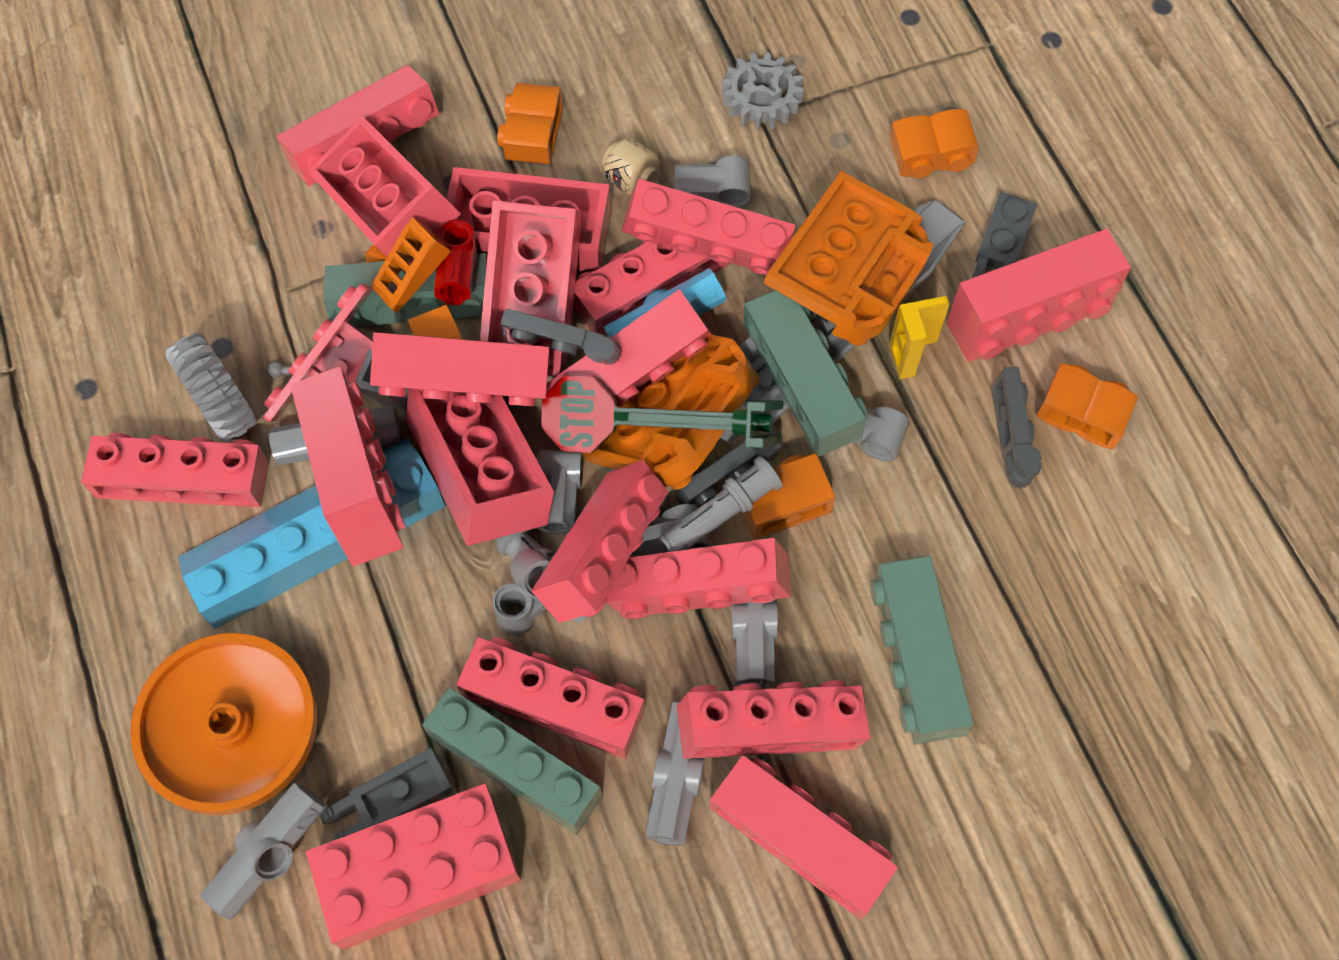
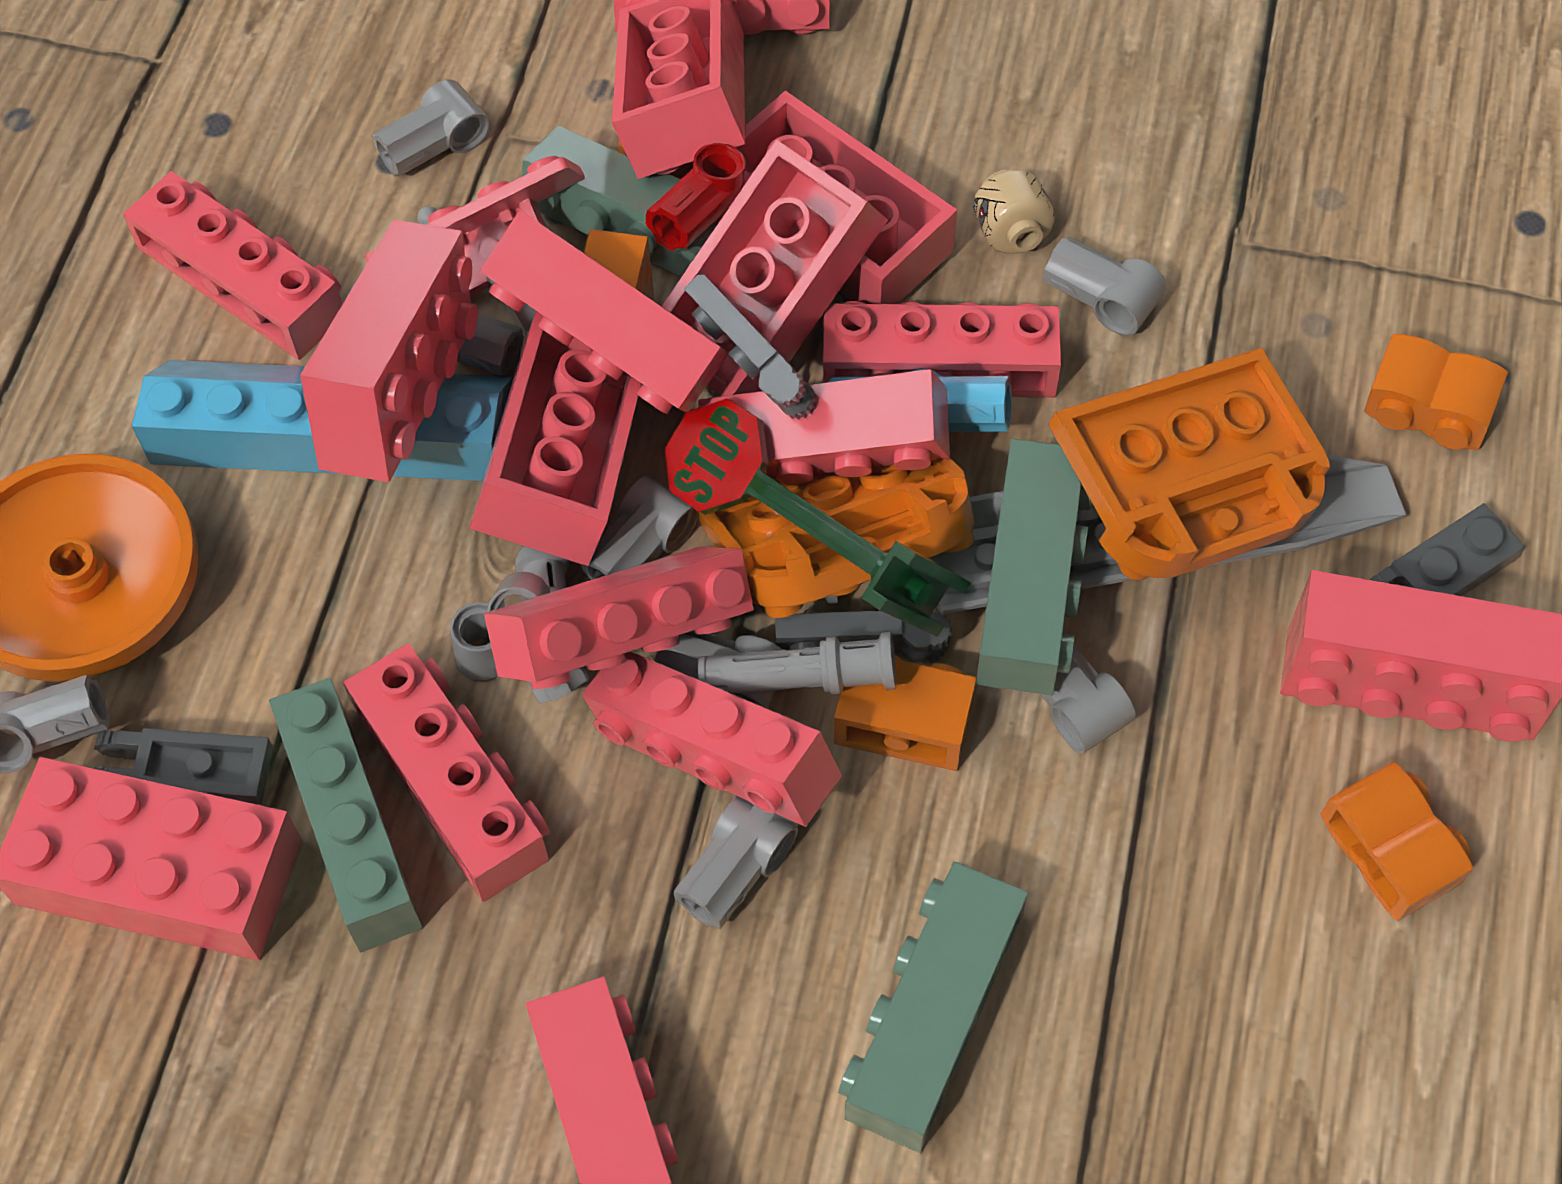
camera: 35 degrees right, 5 degrees down
(211, 386) = (330, 188): light grey gear -> none
(241, 304) = (443, 121): none -> light grey piece
(414, 242) = (641, 167): orange slope -> none
(531, 123) = (930, 96): orange brick -> none
(675, 786) = (523, 955): light grey piece -> none
(705, 227) = (1027, 315): coral brick -> none
(762, 91) = (1252, 208): light grey gear -> none
(772, 720) = (676, 962): coral brick -> none
(915, 327) = (1228, 600): yellow panel -> none
(1014, 428) = (1273, 813): dark grey hinge -> none

